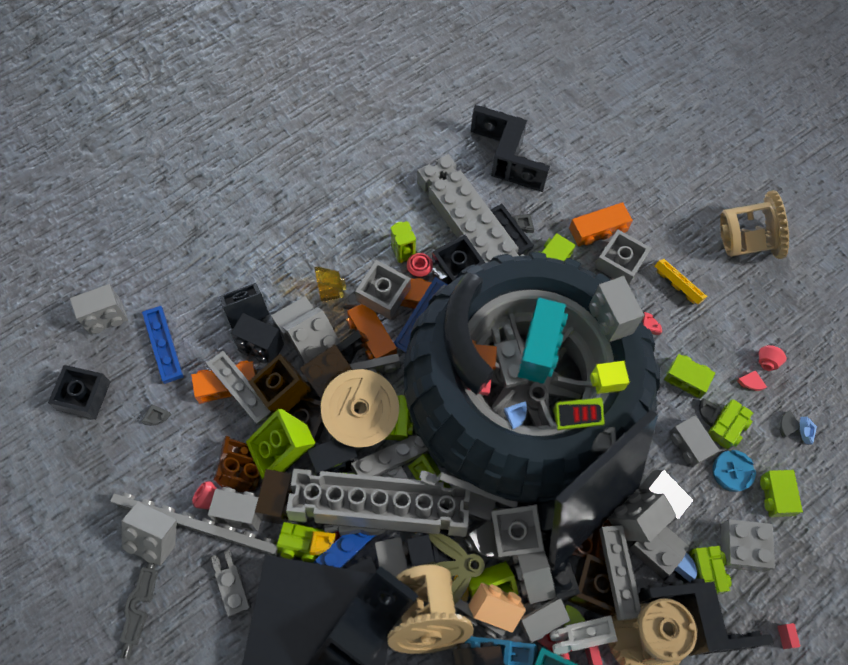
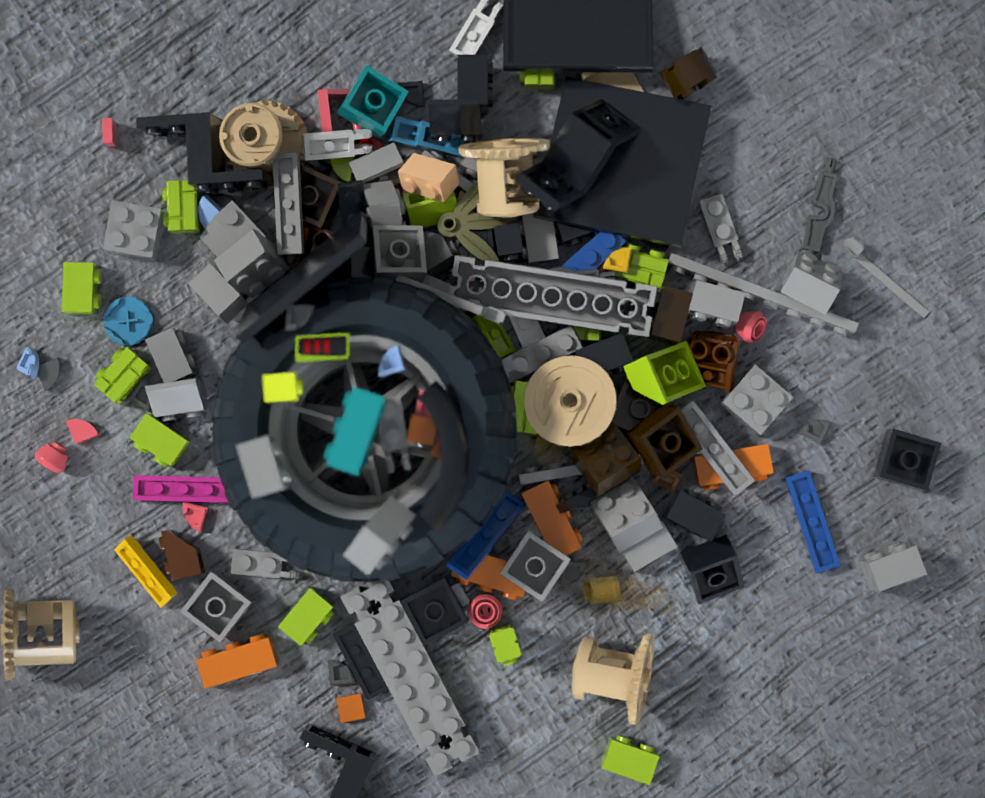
camera: 175 degrees left, 20 degrees up
(108, 570) = (855, 249): none -> light grey piece
(203, 433) = (756, 400): none -> light grey brick
(307, 175) = (630, 760): none -> lime brick
(320, 230) = (614, 674): none -> tan piece
(512, 262) = (380, 536): none -> light grey brick
(513, 201) = (351, 707): none -> orange tile
(655, 293) = (182, 556): none -> reddish brown slope
(678, 341) = (178, 488): none -> dark pink plate
(682, 406) = (177, 399): none -> light grey slope

